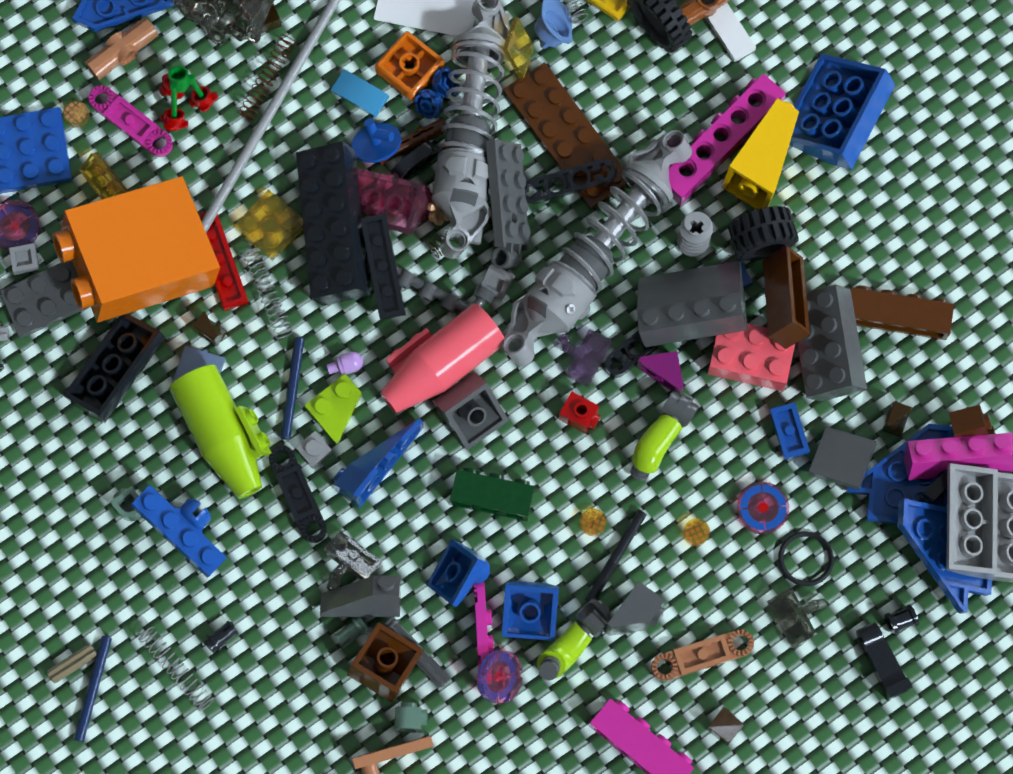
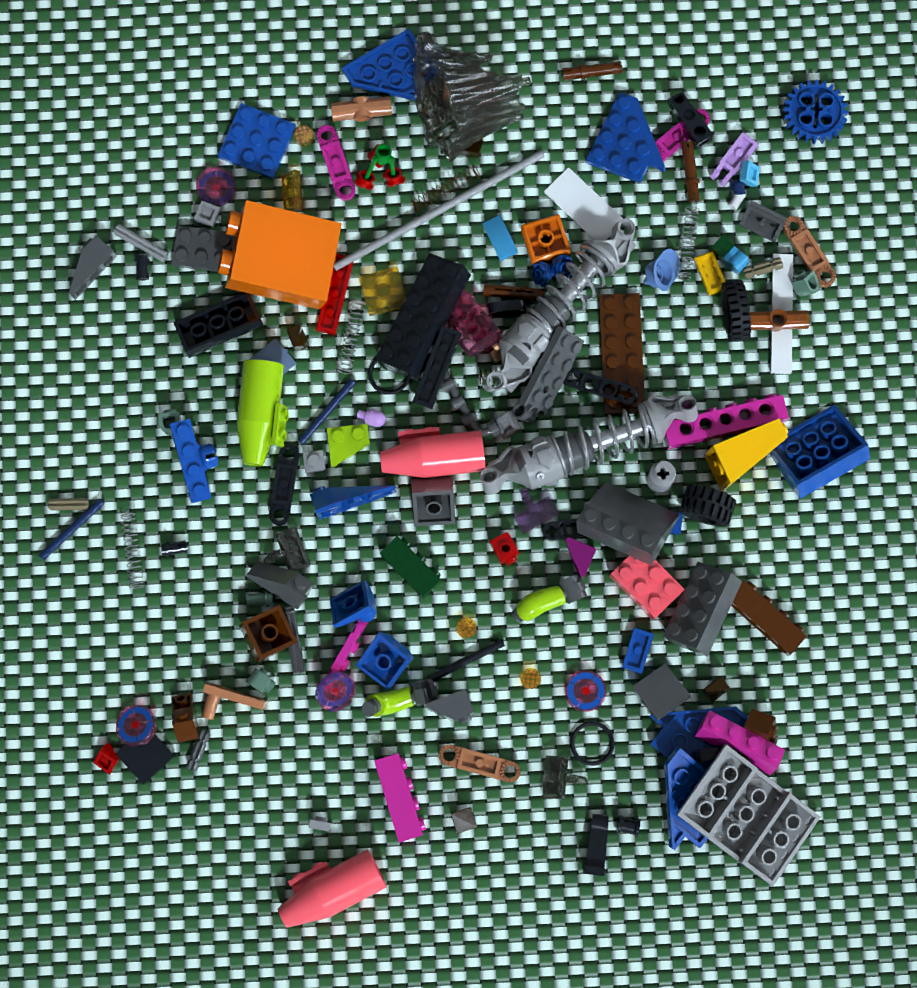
camera: 35 degrees right, 5 degrees up
(333, 330) = (389, 392): none -> black tyre
(376, 142) = (489, 278): blue shield -> none
(518, 48) = (626, 273): clear yellow piece -> none
(785, 297) = (693, 559): reddish brown brick -> none

